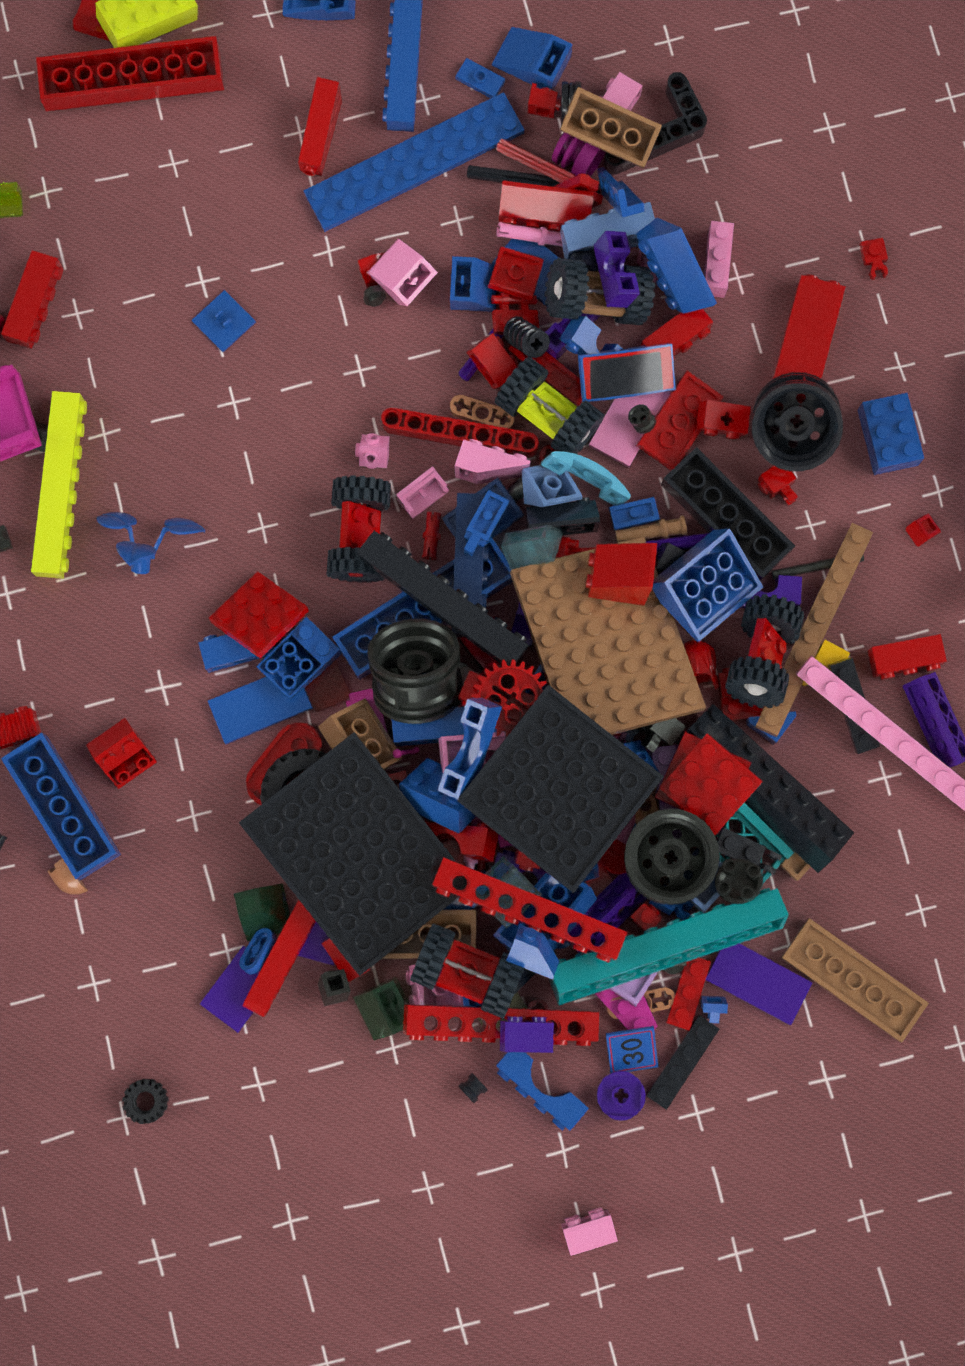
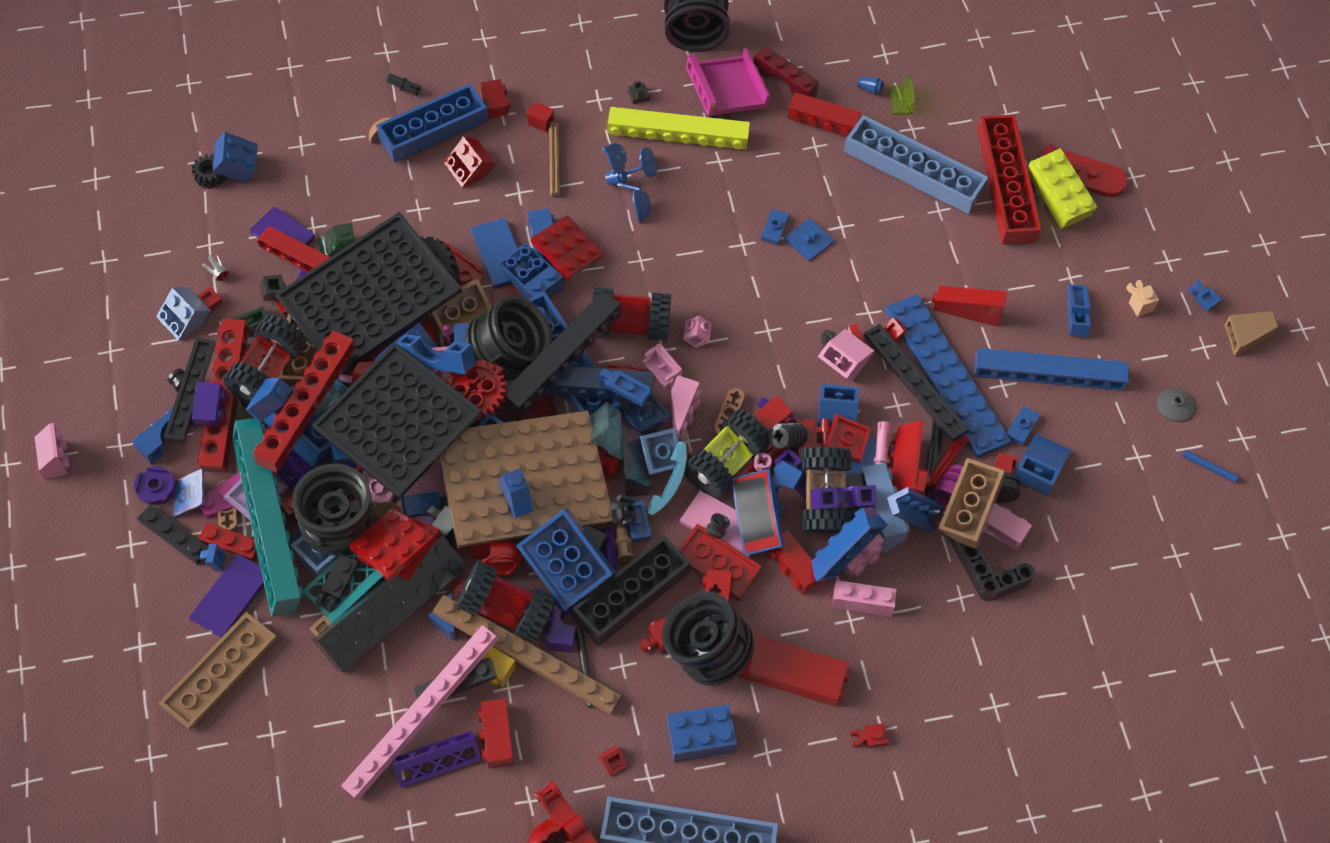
camera: 90 degrees right, 20 degrees down
(43, 665) = (540, 116): none -> red brick
(109, 644) = (554, 158): none -> medium nougat axle
(111, 185) = (915, 164): none -> medium blue brick
(130, 1065) = (235, 157): none -> blue brick
(208, 361) = (775, 227): none -> blue plate
(257, 951) = (307, 238): blue plate -> none
(304, 1063) = (220, 272): none -> flat silver piece
(349, 1070) = (210, 298): none -> red plate
(359, 218) = (895, 329): none -> red plate
(372, 1099) = (182, 312): none -> medium blue slope
(434, 194) = (916, 383): none -> black plate
(450, 425) = (711, 386): red beam -> none
(498, 1067) = (195, 372): none -> black plate
(557, 363) = (764, 457): none -> bright pink bush
(622, 572) = (577, 486): red slope -> none
(633, 525) = (623, 511): none -> black brick
(637, 642) = (516, 493): none -> blue slope
(738, 881) = (310, 567): pearl dark grey dish -> none

